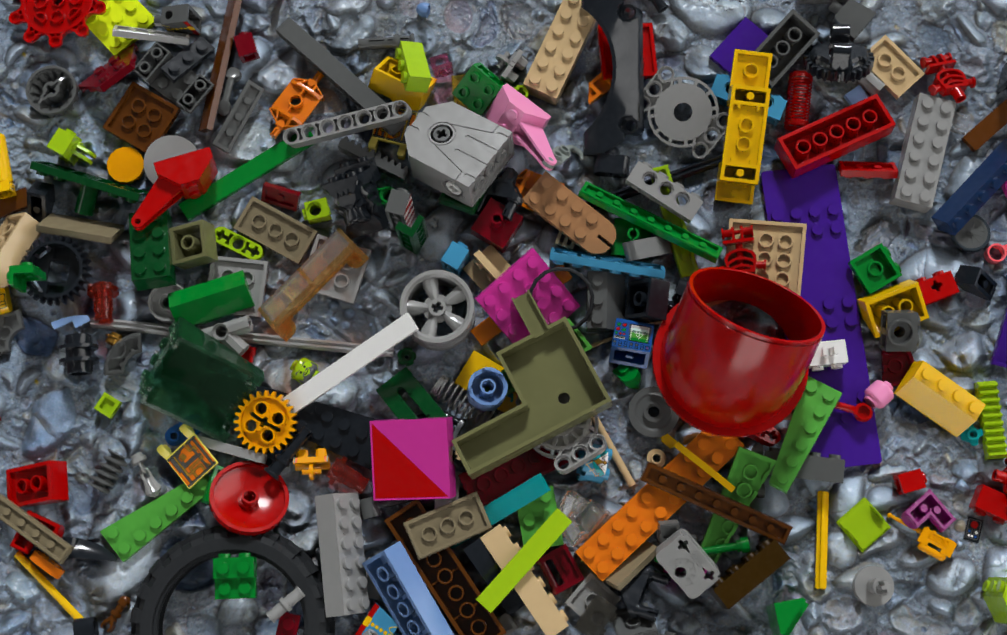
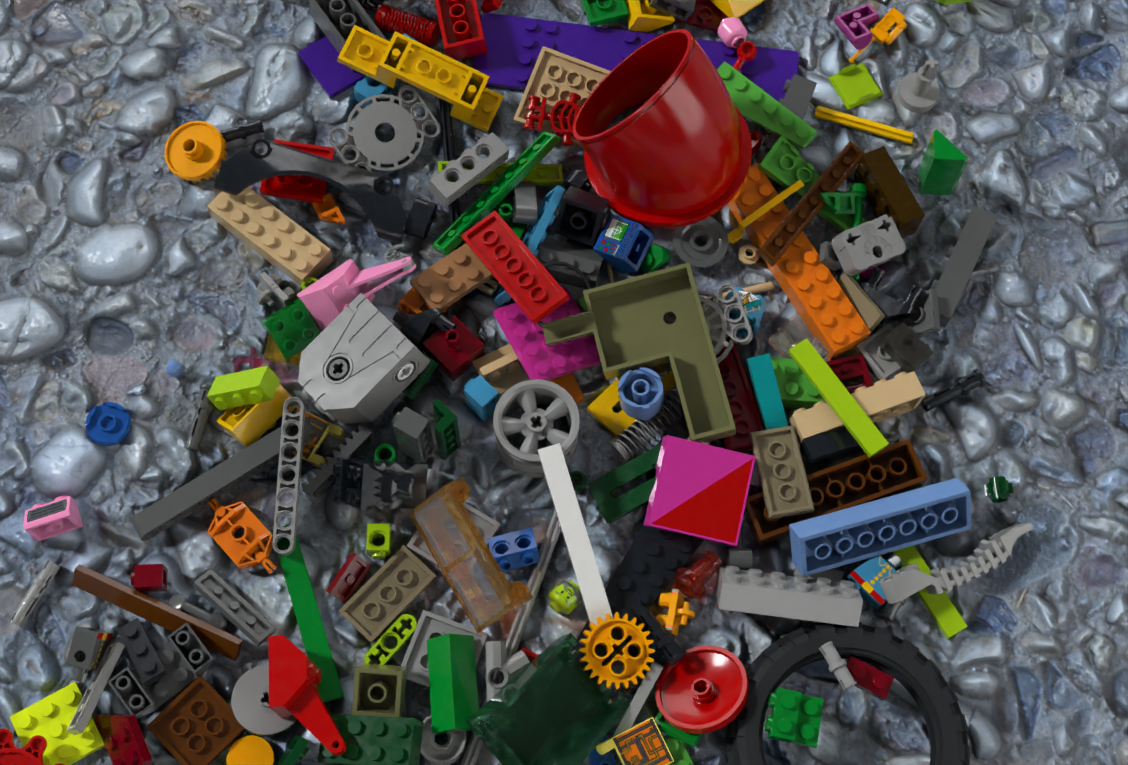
camera: 80 degrees left, 10 degrees down
(336, 318) = (514, 549): none -> blue brick
(572, 253) = (515, 267): none -> red plate
(724, 529) = (839, 202): none -> green slope
(910, 481) = (823, 32): red brick -> none

